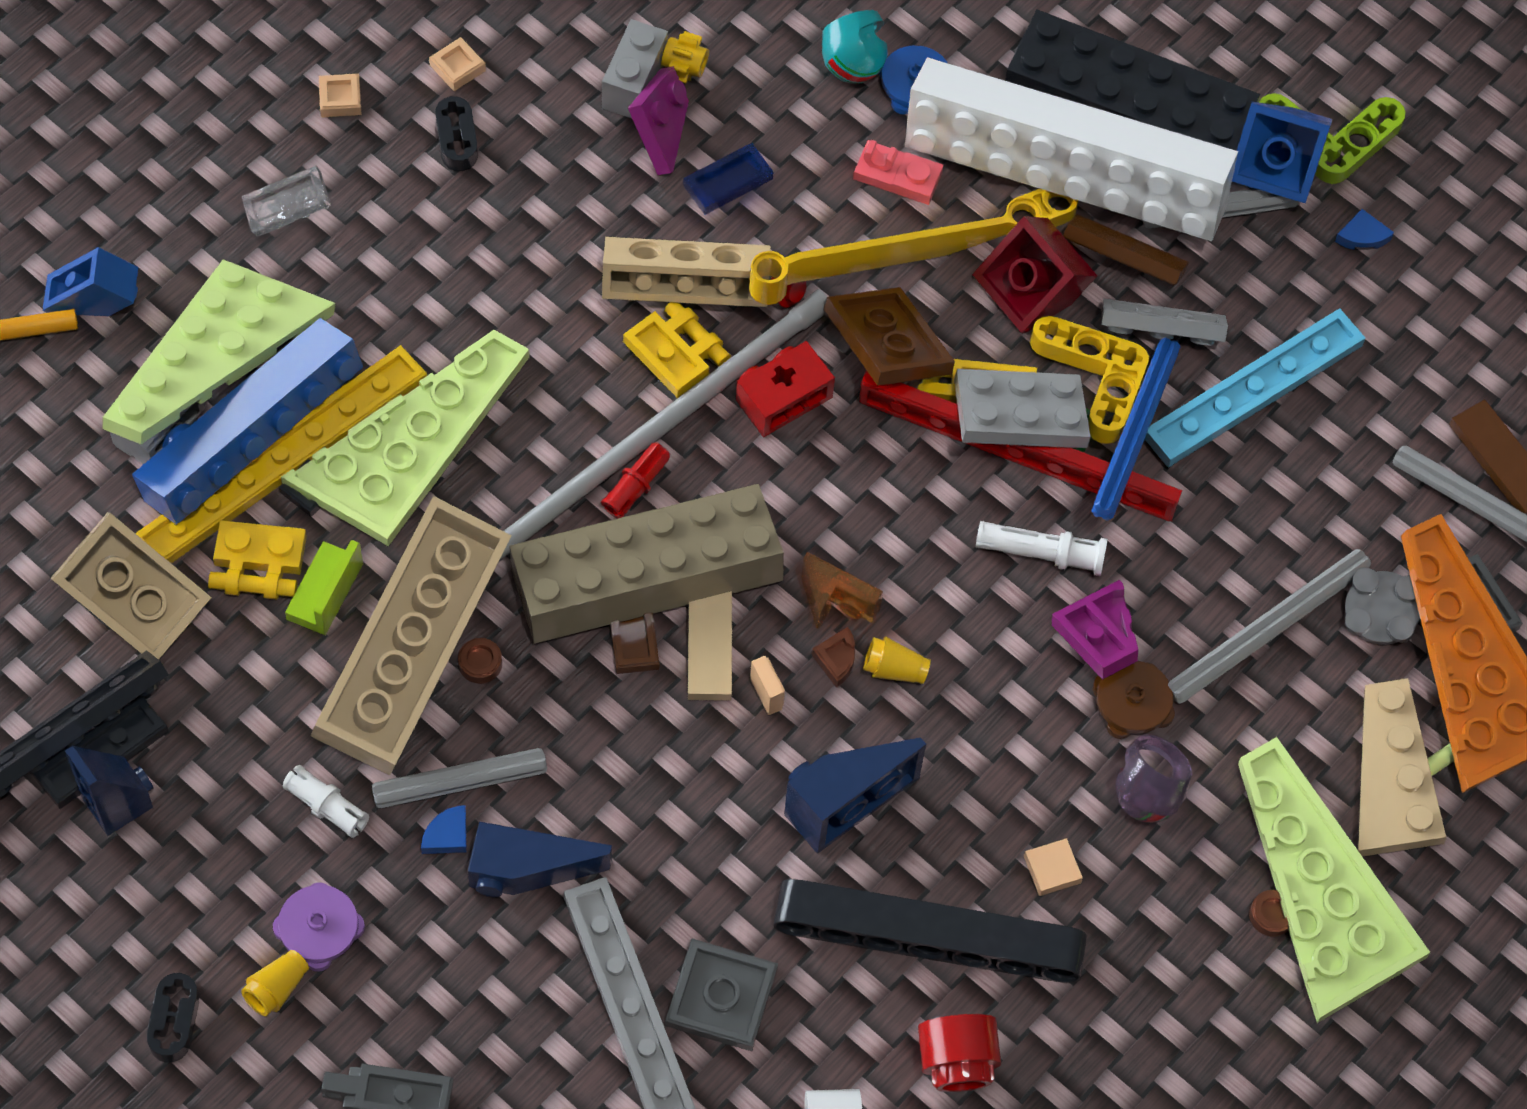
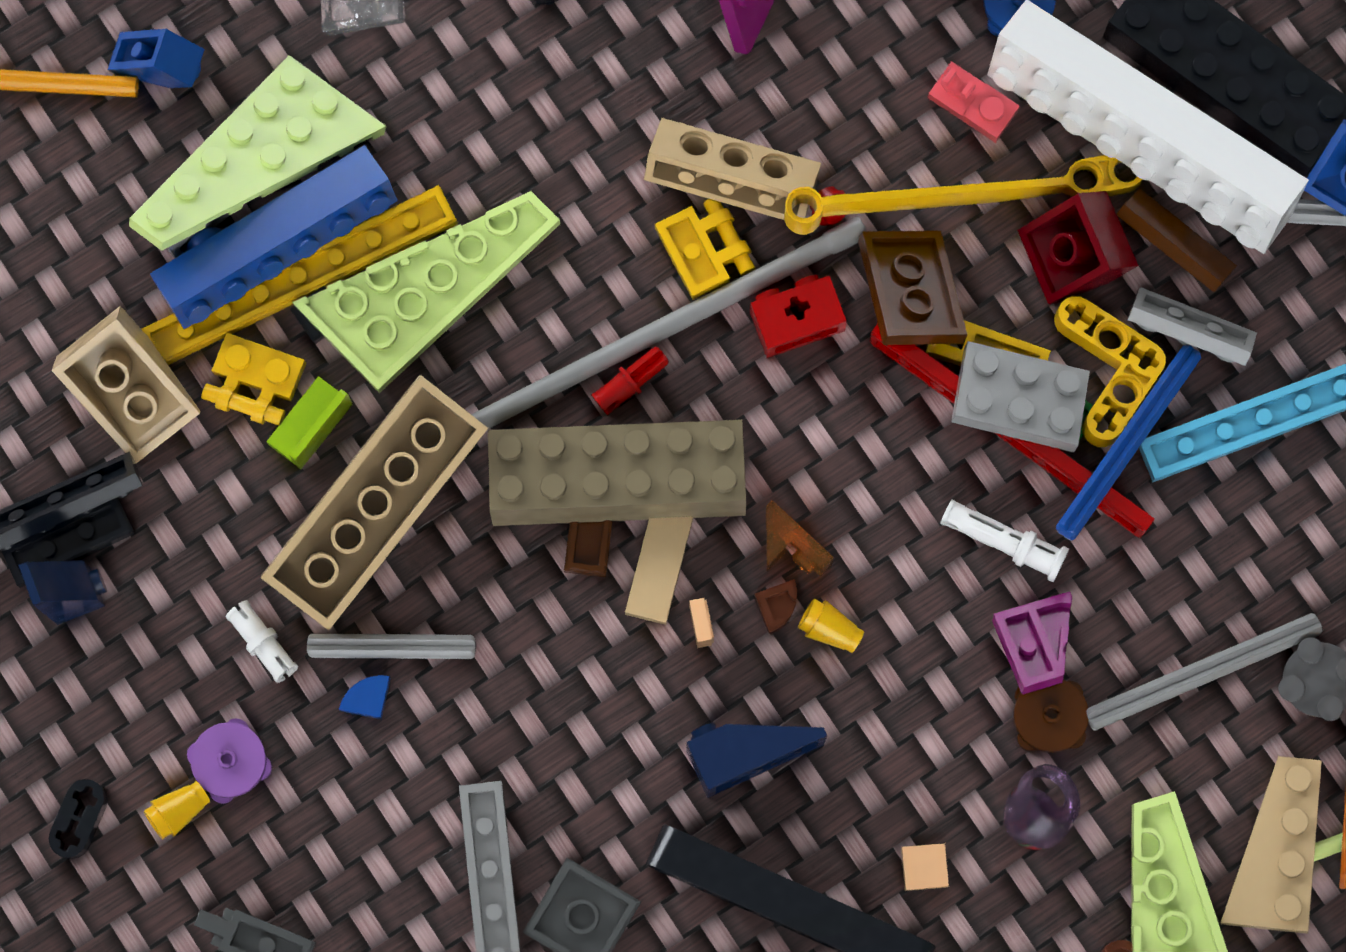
camera: 20 degrees right, 15 degrees up
(480, 660) = (438, 530): copper tile -> none
(525, 860) = (427, 745): dark blue slope -> none
(728, 178) = (802, 72): clear blue tile -> none

